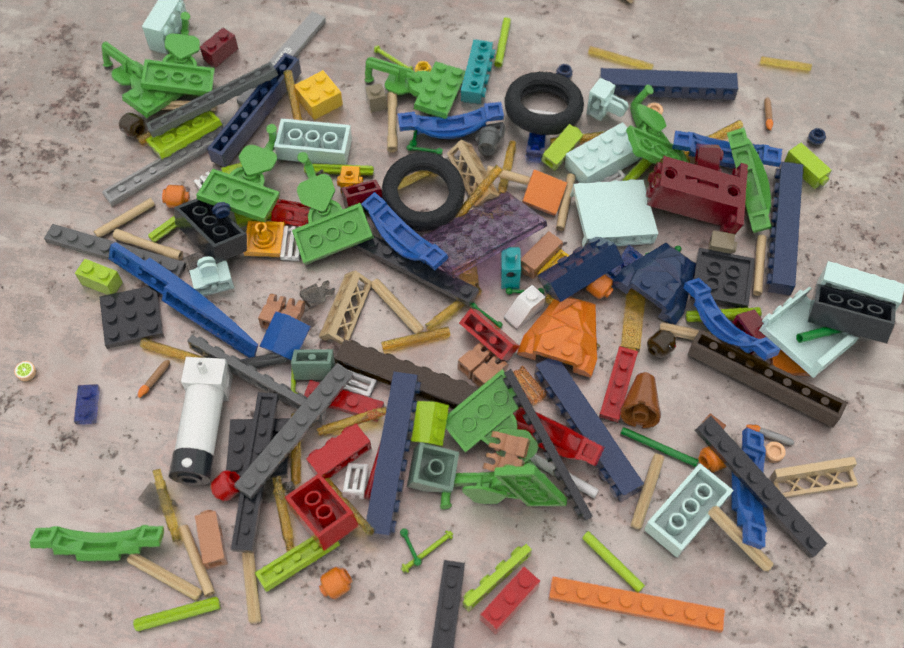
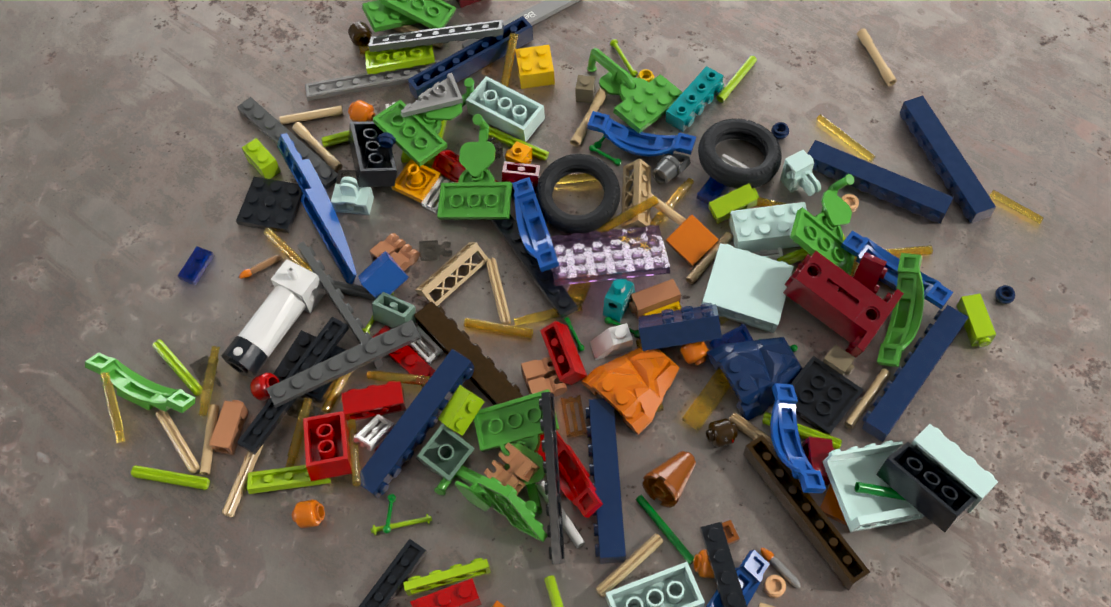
camera: 30 degrees right, 0 degrees up
(25, 371) = (163, 216): tile -> none
(81, 573) = (112, 407): none -> clear yellow piece
(124, 507) = (178, 367): none -> lime axle
(251, 150) = (437, 97): none -> light grey wing
(618, 384) = (659, 451): red plate -> none
(712, 45) = (947, 160): none -> dark blue brick
(768, 113) = (967, 251): medium nougat piece -> none

